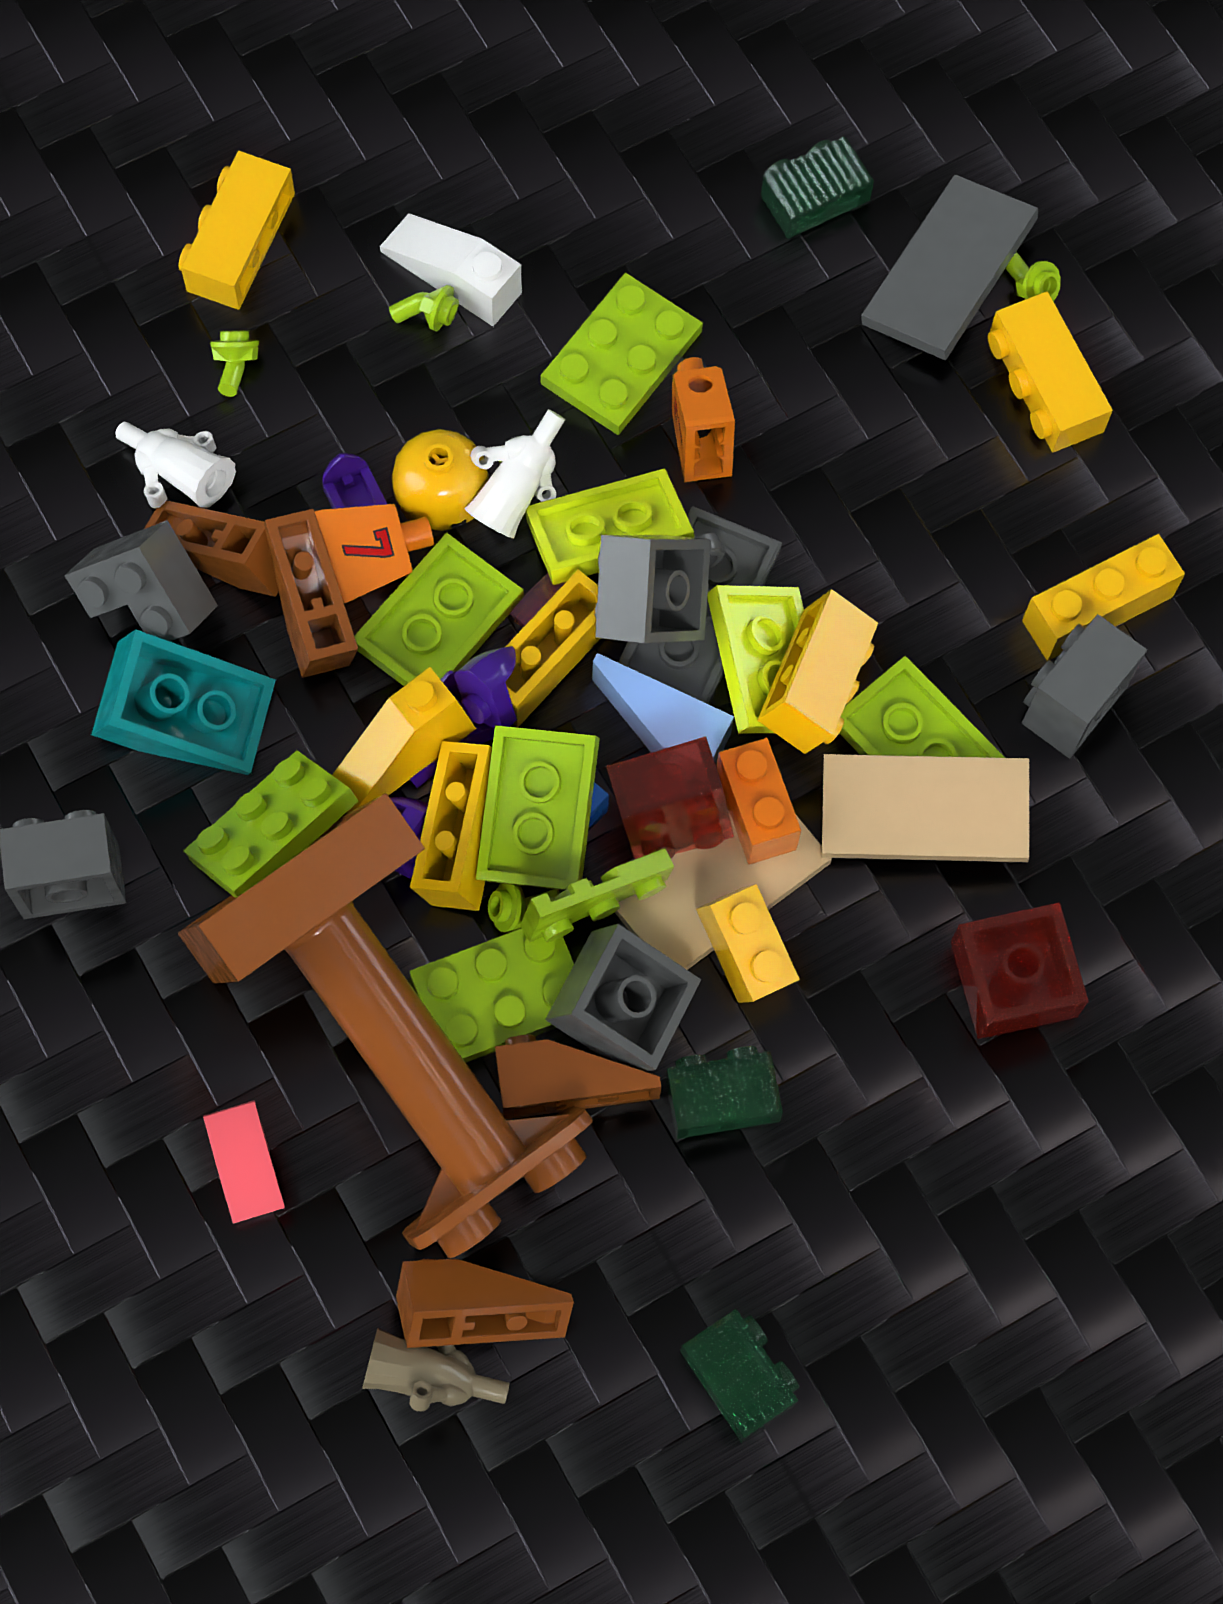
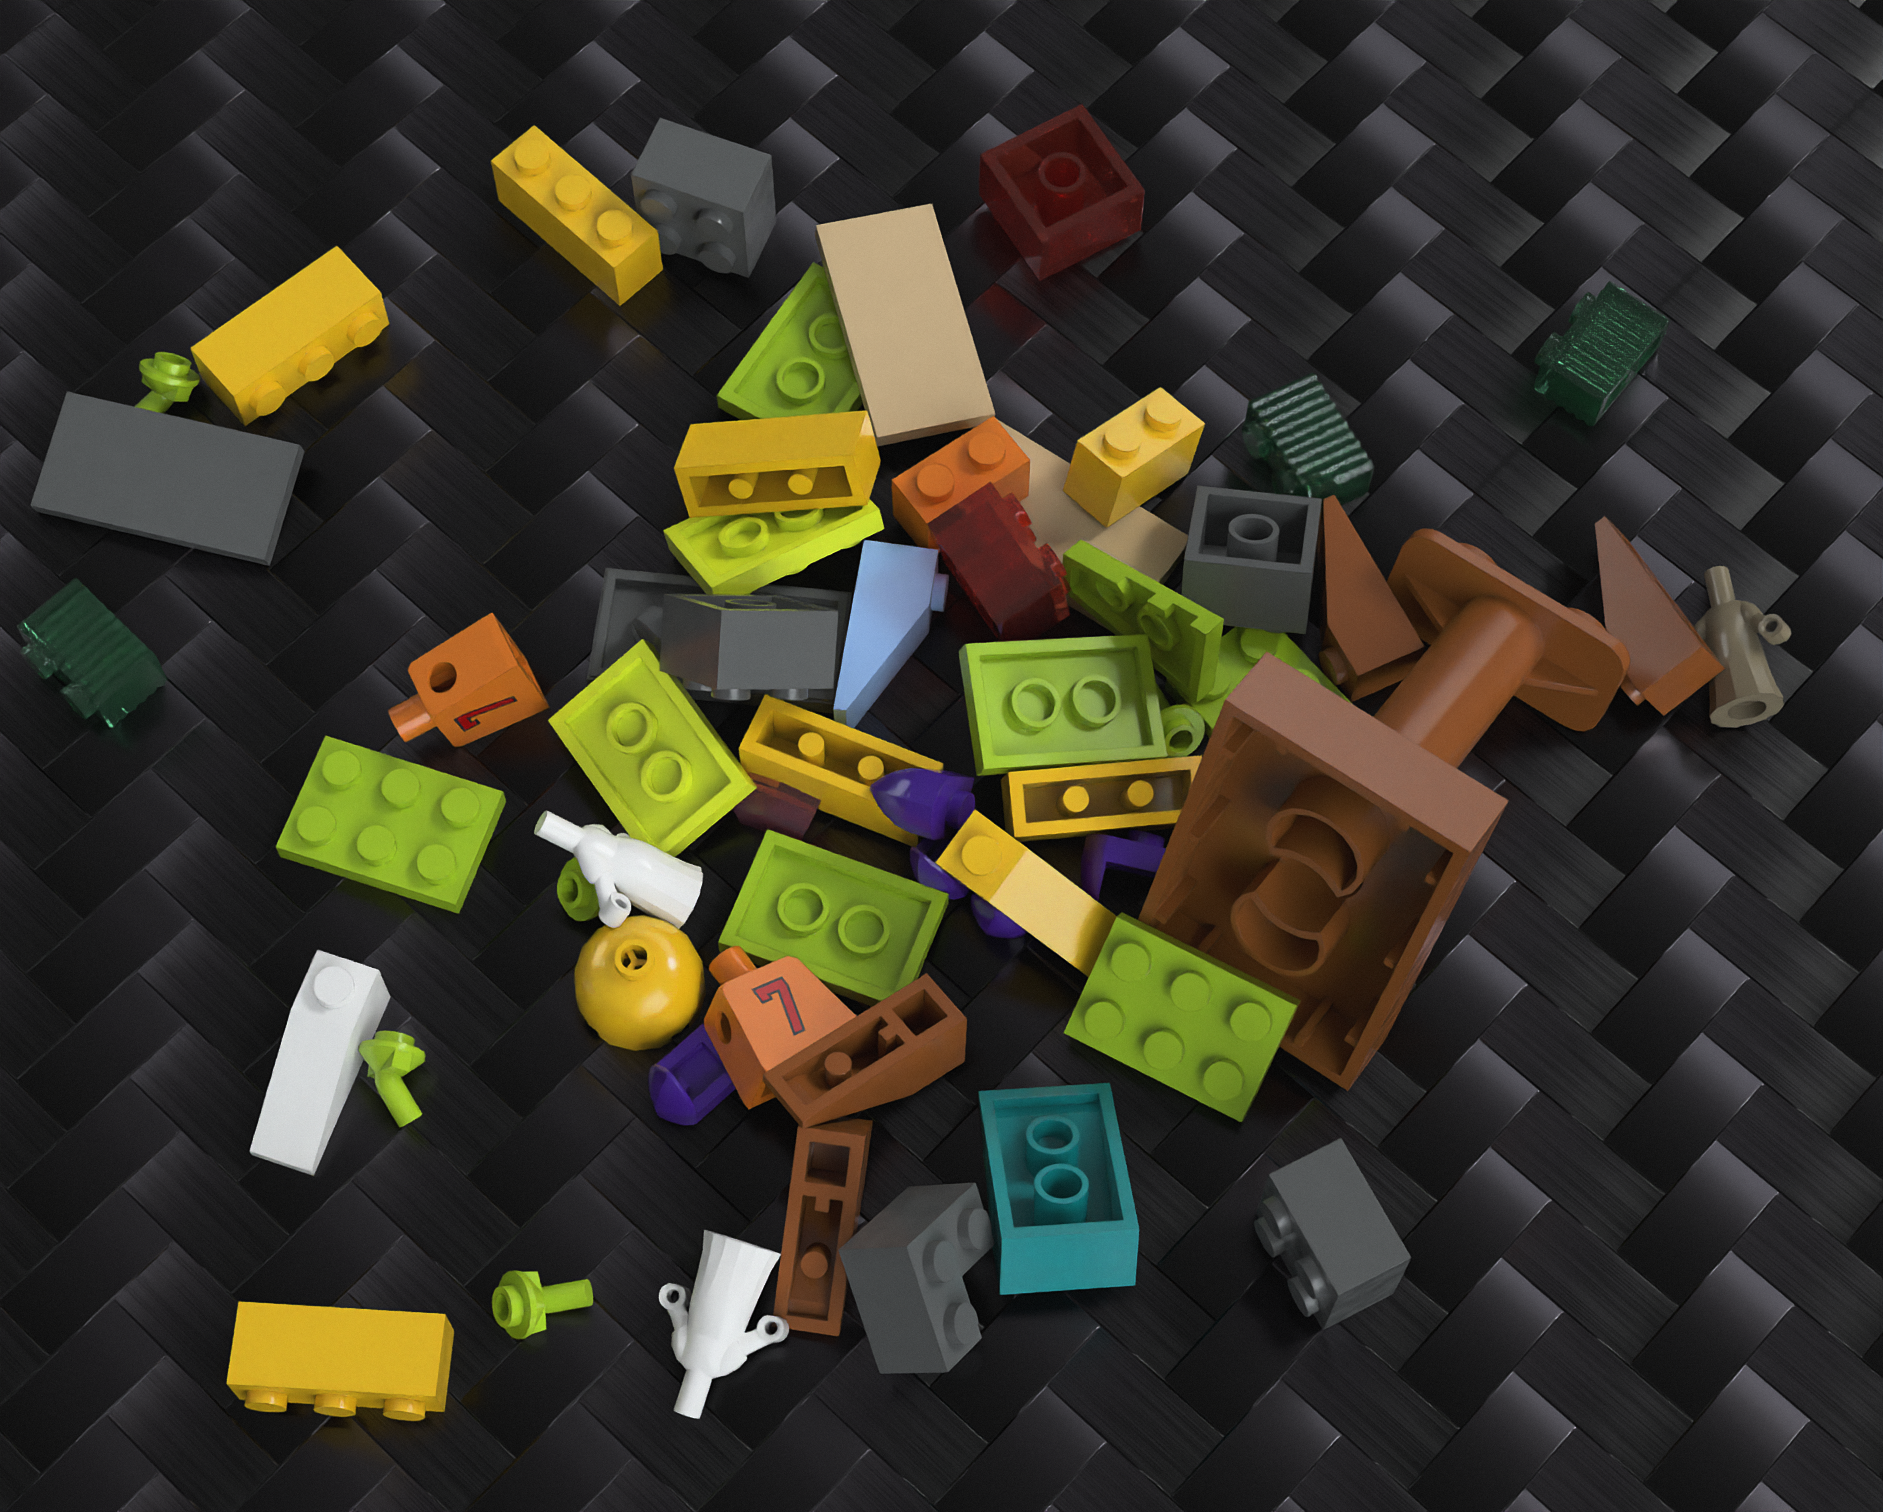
camera: 105 degrees left, 5 degrees down
(243, 1161) = (1586, 921): coral slope -> none

